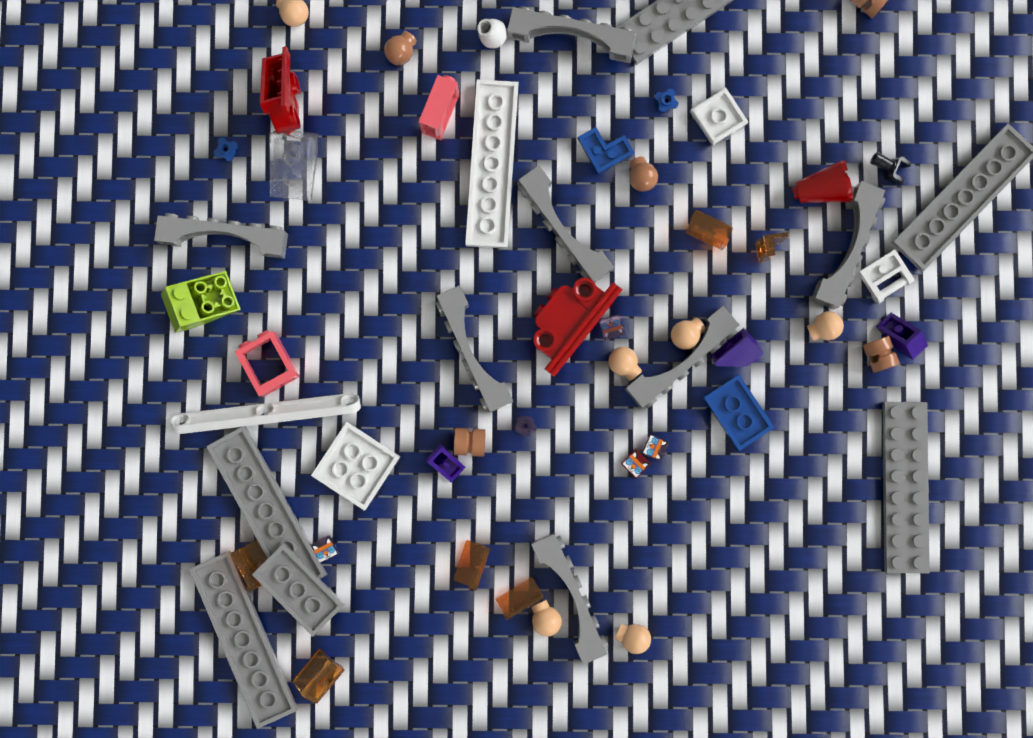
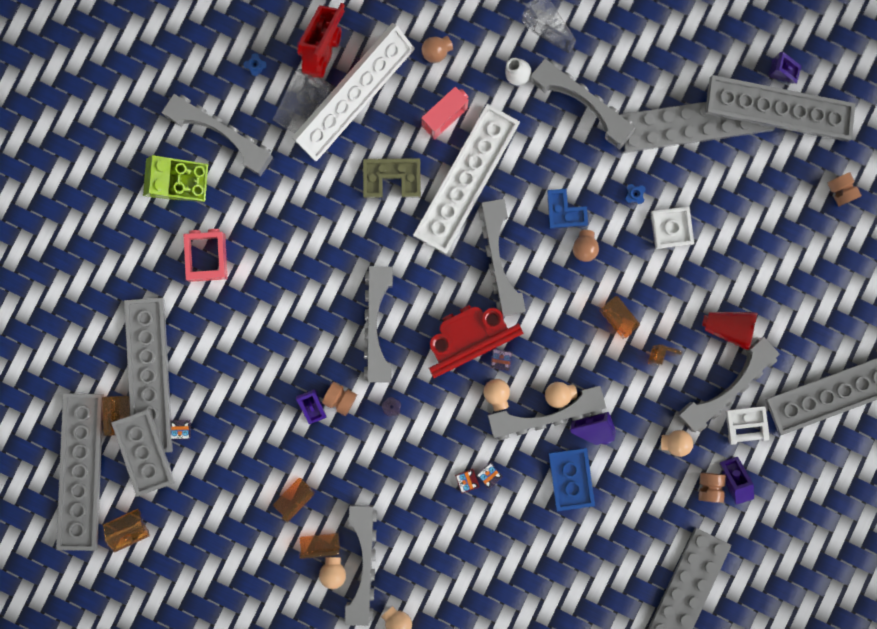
camera: 20 degrees right, 0 degrees up
(252, 414) = (197, 300): white beam -> none
(338, 130) = (353, 92): none -> white plate
(355, 466) = (237, 374): white plate -> none
(424, 183) = (378, 169): none -> olive plate
(890, 167) = (794, 336): black piece -> none

